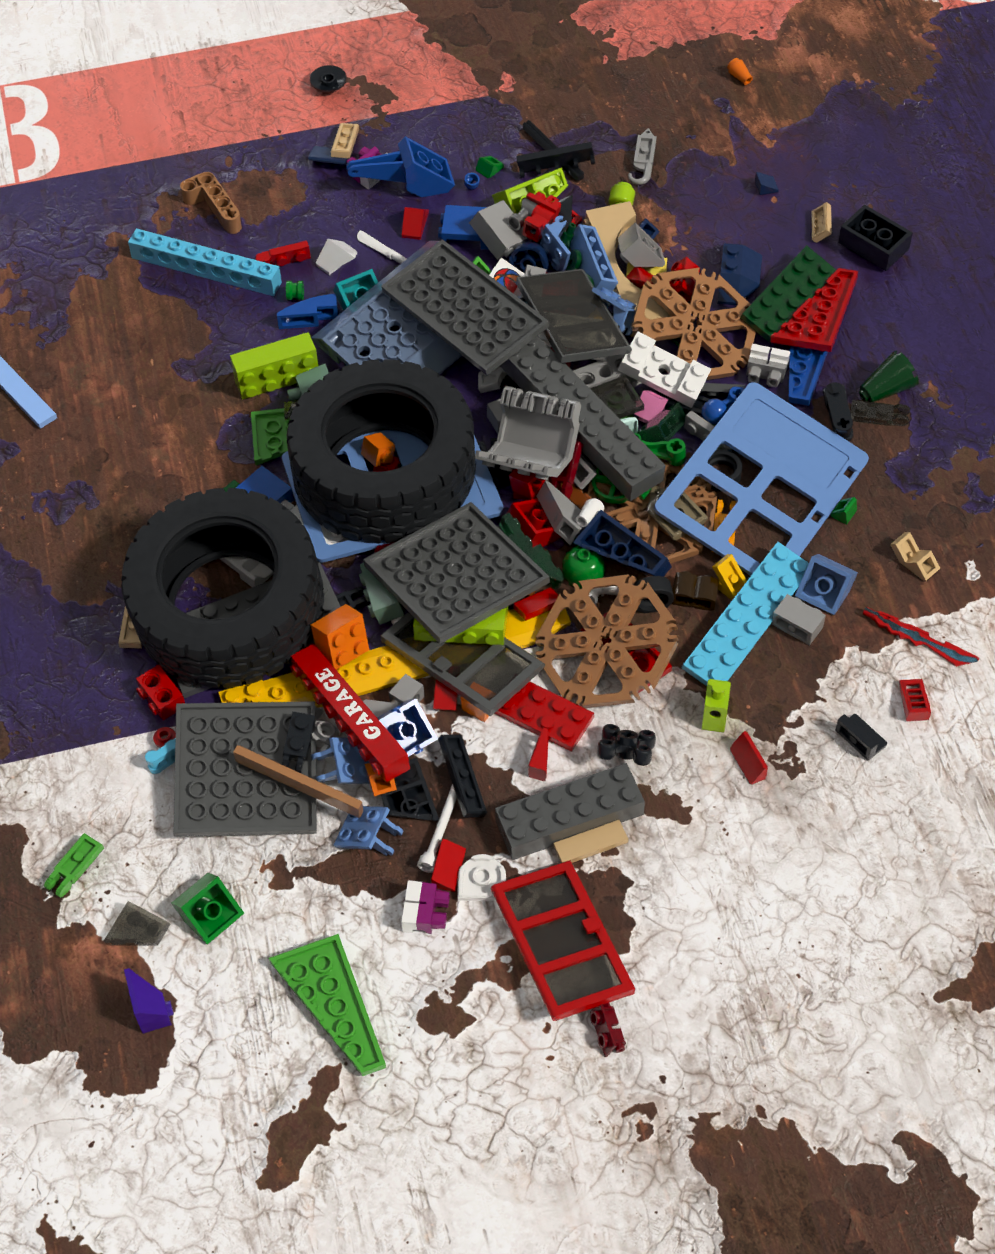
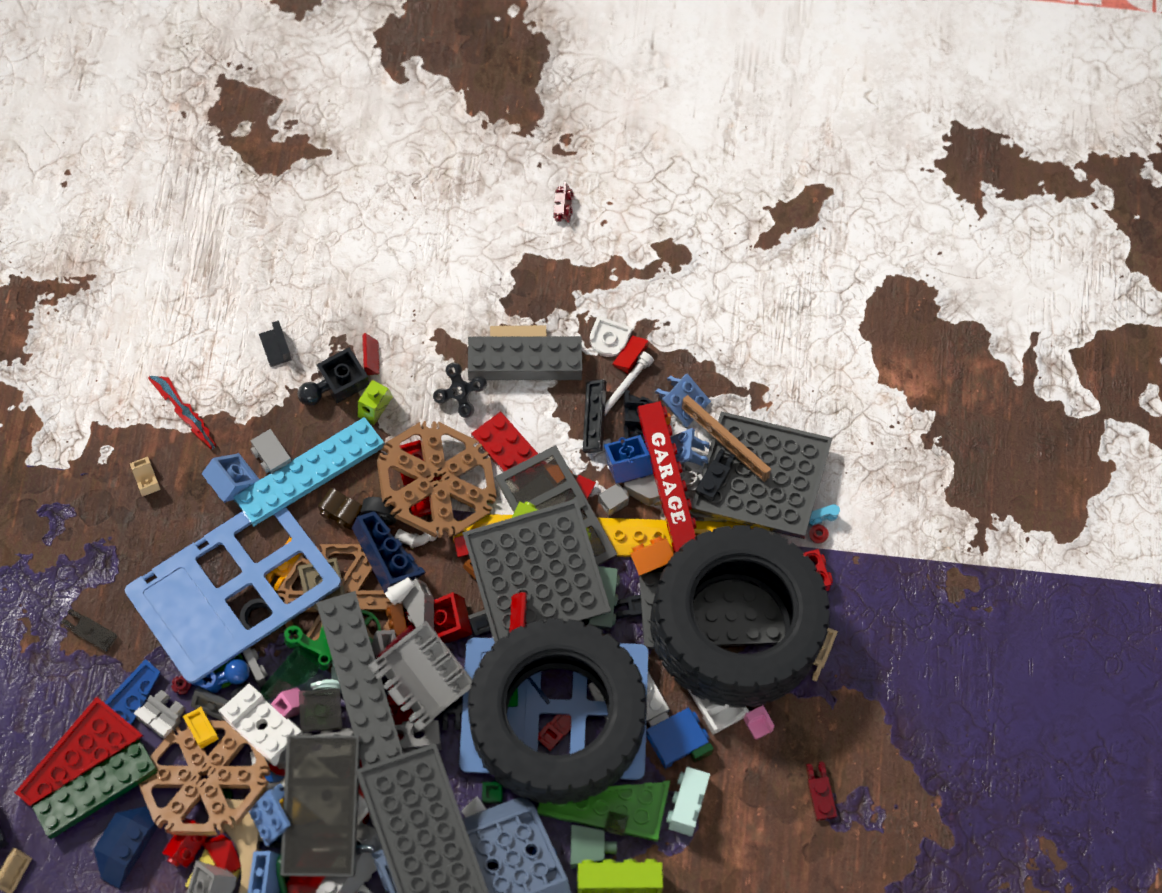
camera: 165 degrees left, 10 degrees up
(74, 864) = (912, 451): bright green hinge -> none
(101, 501) = (821, 793): none -> dark red hinge
(136, 928) = (875, 385): clear smoke wing -> none
(148, 1003) = (880, 321): dark purple slope -> none
(207, 907) = (820, 381): green slope -> none
(230, 445) = (688, 801): none -> light aqua wedge
(328, 989) = (747, 291): bright green wing -> none
(378, 449) = (555, 740): orange brick -> none
(420, 907) = (662, 327): magenta hips -> none
(456, 524) = (518, 610): none -> red slope
(538, 763) = (530, 408): red slope -> none
(539, 555) = (465, 583): clear green slope -> none
(562, 940) = (571, 267): door -> none
(582, 565) = (429, 562): green cylinder -> none
(722, 362) = (200, 727): none -> yellow tile
(730, 576) = (307, 509): yellow slope -> none
(771, 715) = (330, 372): none -> black brick
(838, 409) = (125, 638): black piece -> none
(845, 510) = (176, 543): green slope -> none
(890, 378) = (63, 652): dark green cone -> none
(915, 714) = (227, 351): red slope -> none

